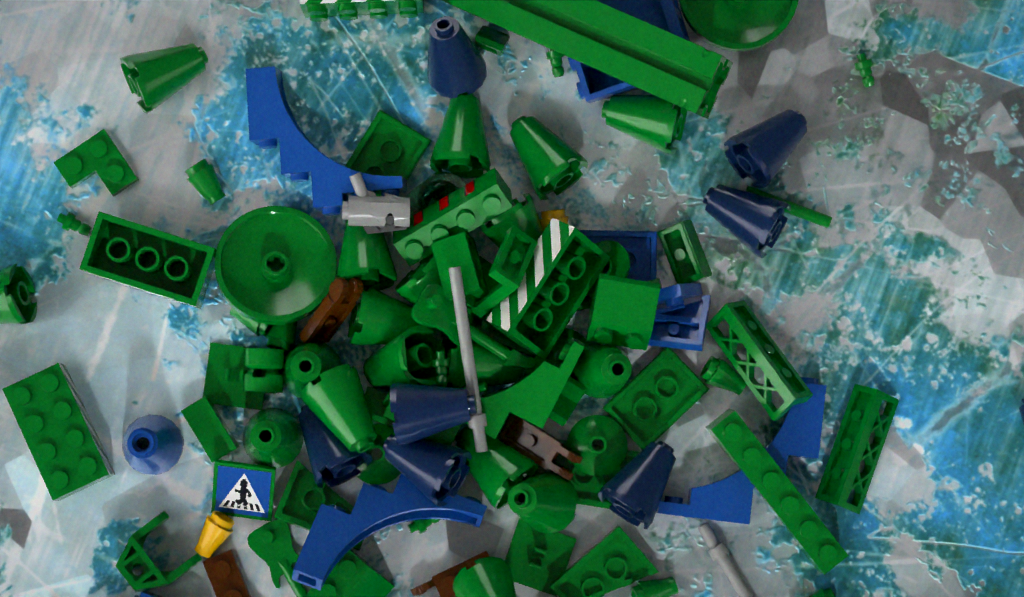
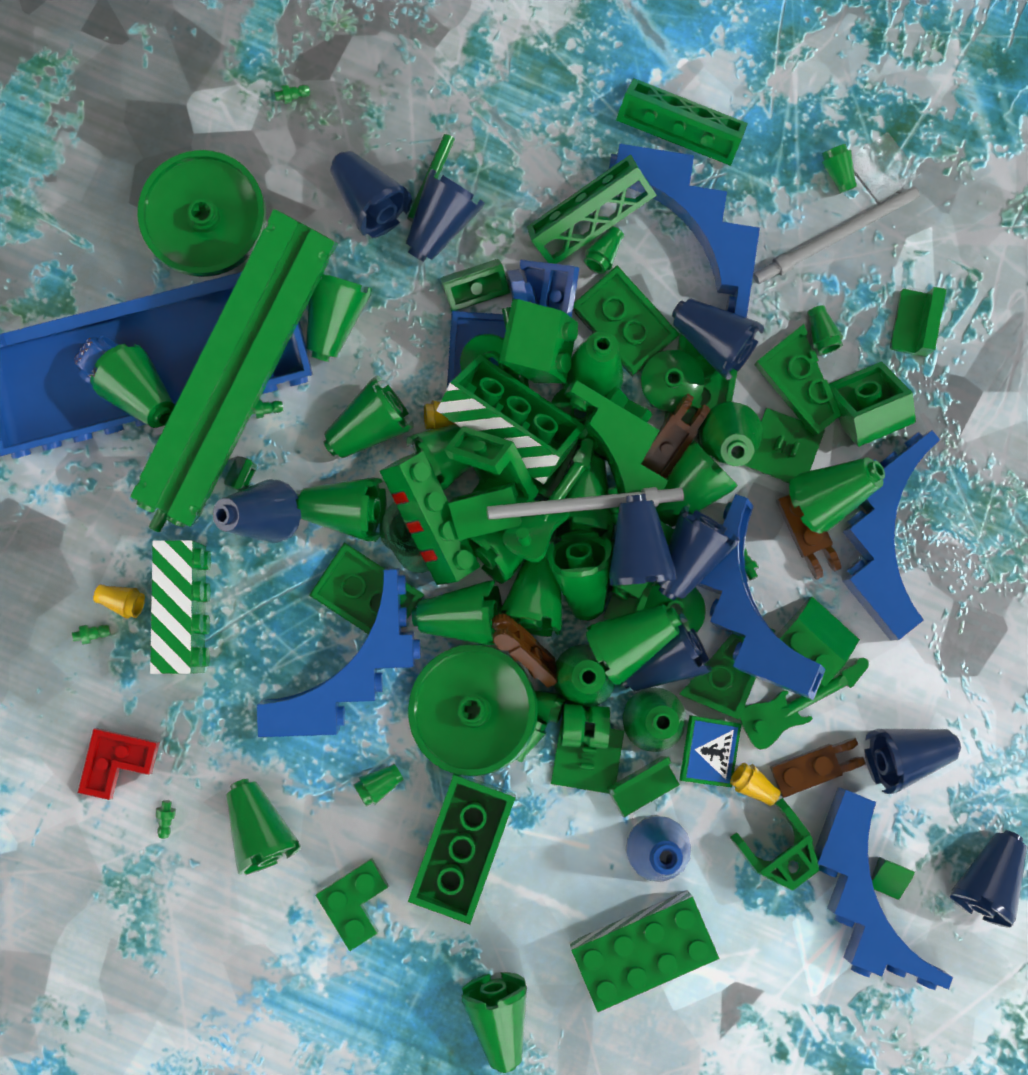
camera: 90 degrees left, 0 degrees up
(70, 222) = (416, 933): green piece -> none
(375, 212) = (422, 598): light grey piece -> none
(441, 368) = (591, 533): green piece -> none
(777, 490) = (713, 205): green arch -> none

